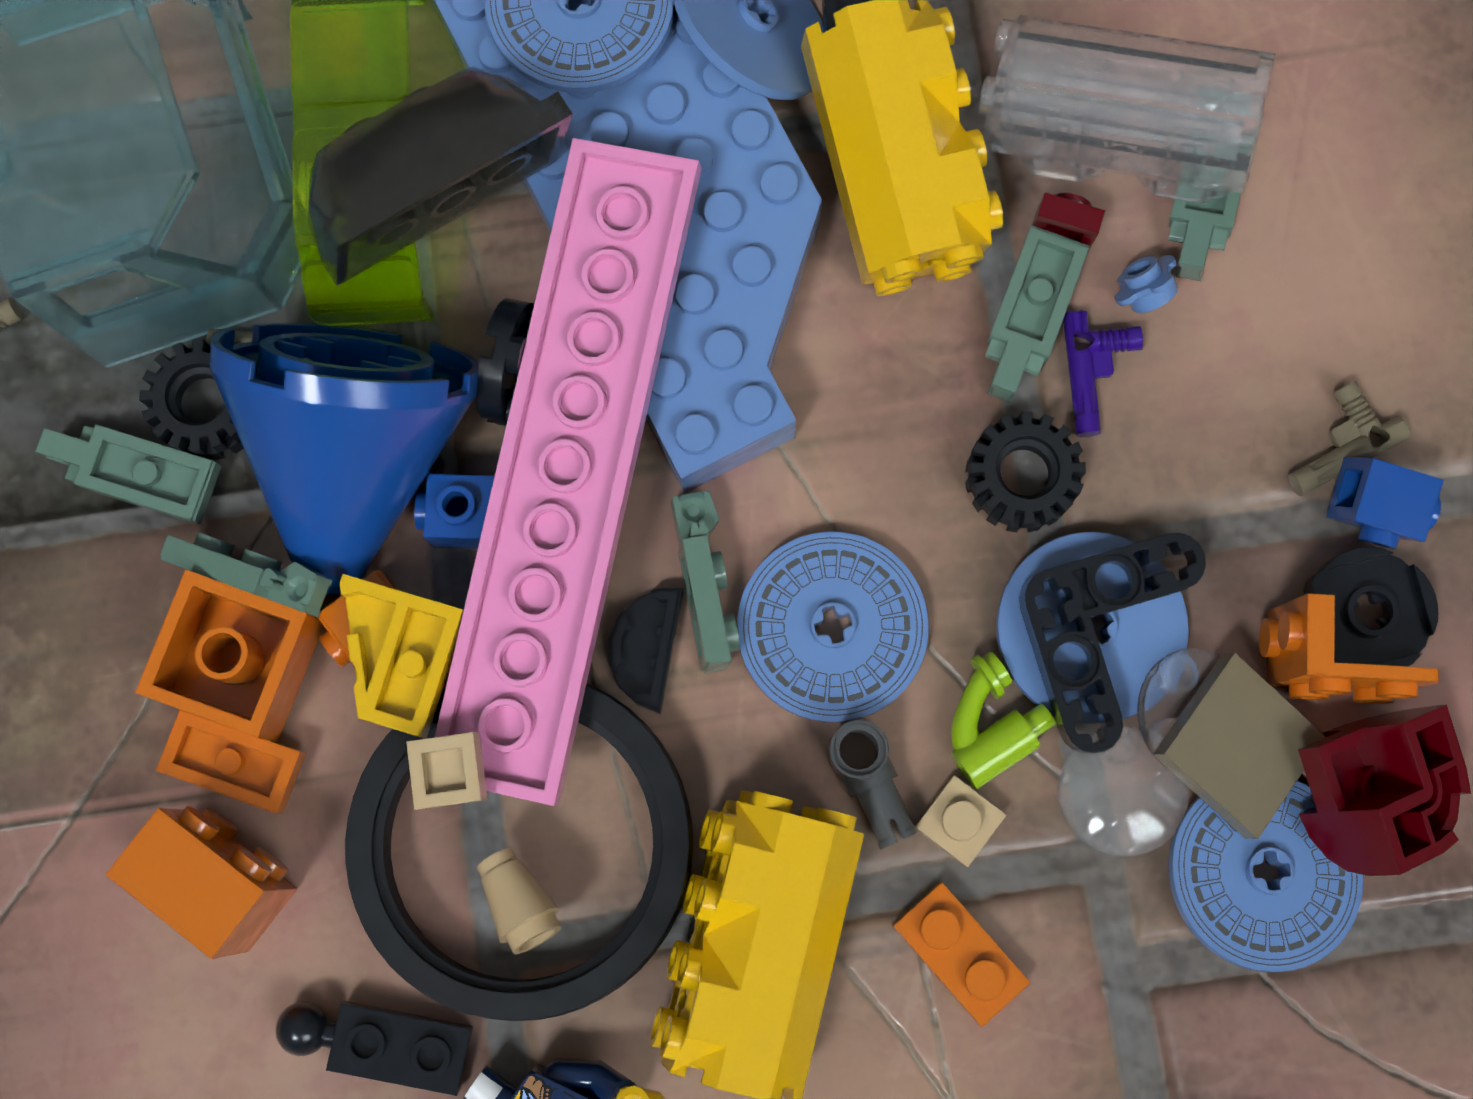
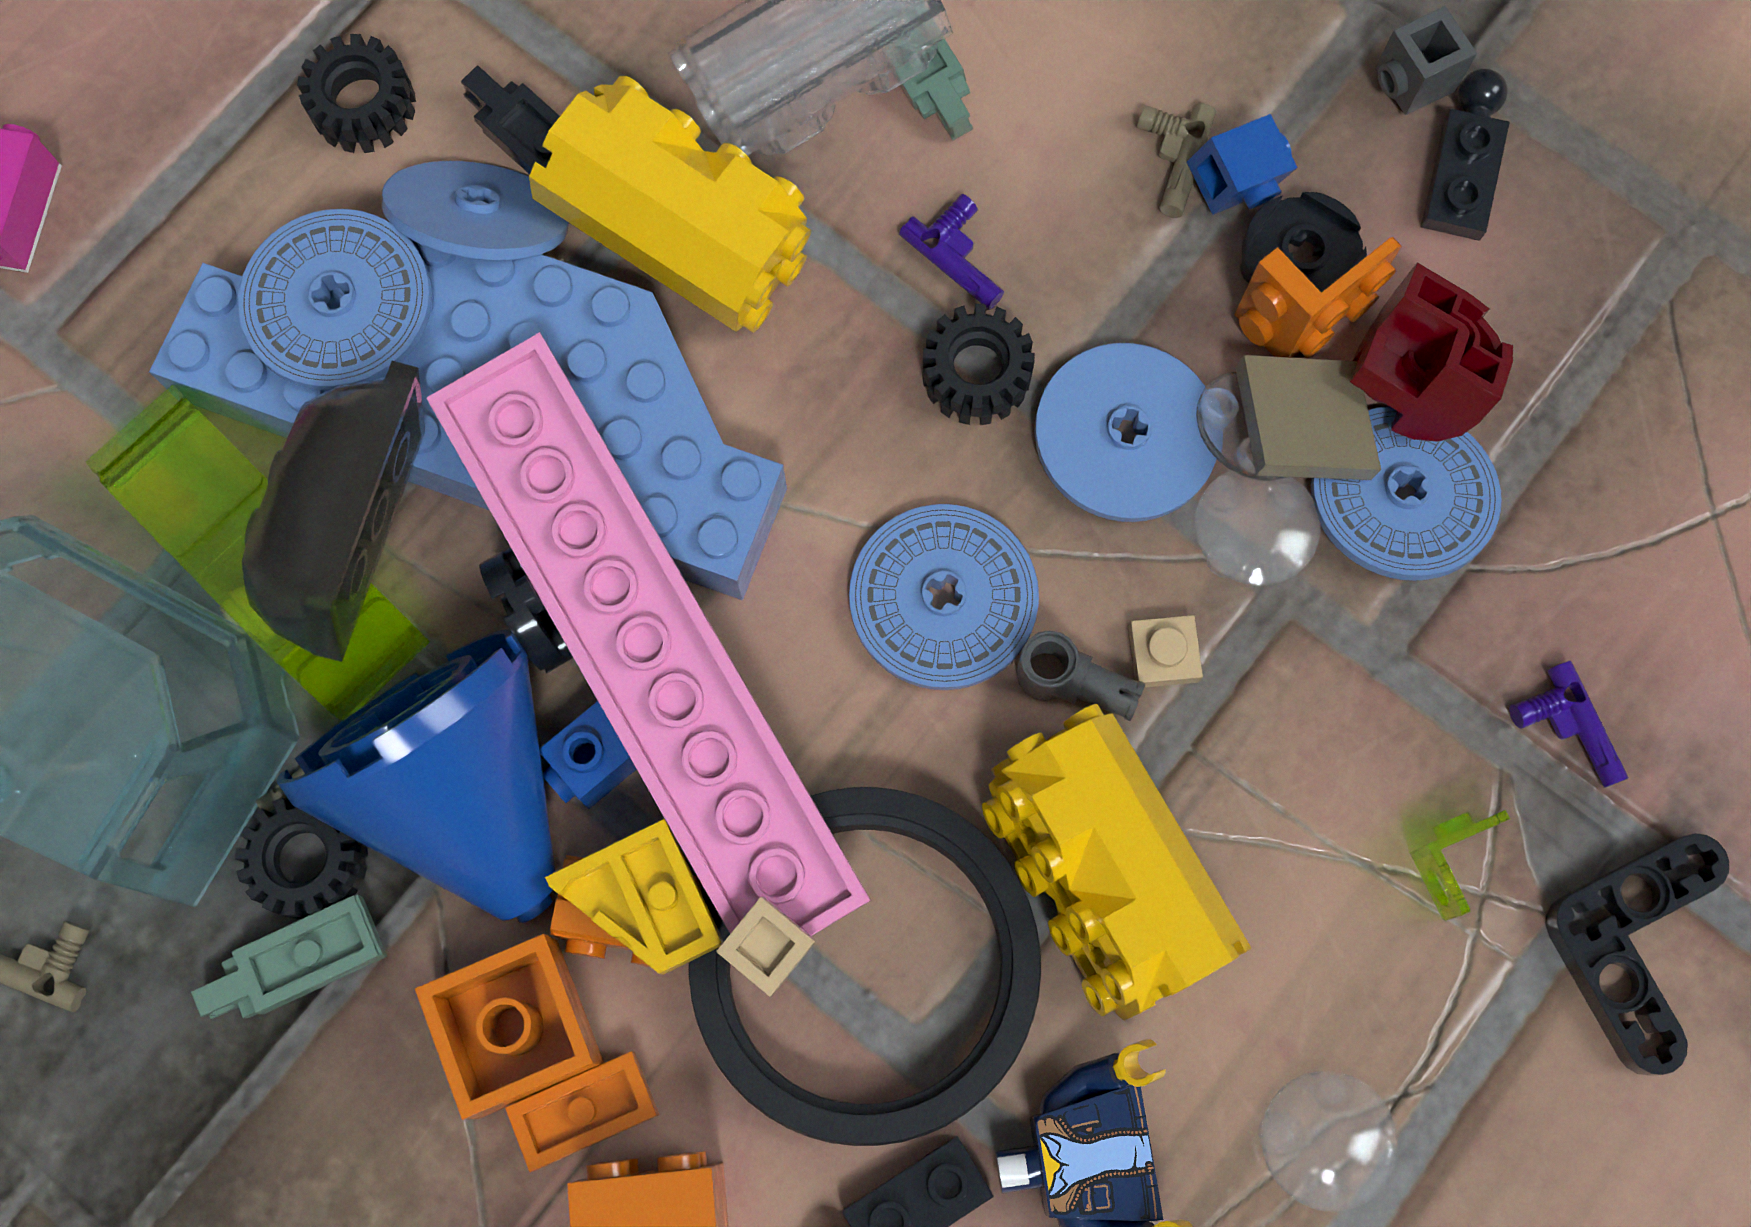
camera: 45 degrees left, 5 degrees down
(255, 573) = (512, 924): sand green hinge -> none
(517, 902) = (907, 1001): tan cone -> none
(644, 645) = (819, 736): black tile -> none
(703, 577) = (818, 646): sand green hinge -> none
(961, 954) = (1255, 744): orange plate -> none
(1004, 743) = (1140, 584): lime plant -> none
(1033, 308) = (875, 246): sand green hinge -> none
(1069, 217) = (842, 164): dark red plate -> none
(1086, 602) = (1108, 419): black beam -> none
(1147, 283) = (939, 159): medium blue plate -> none

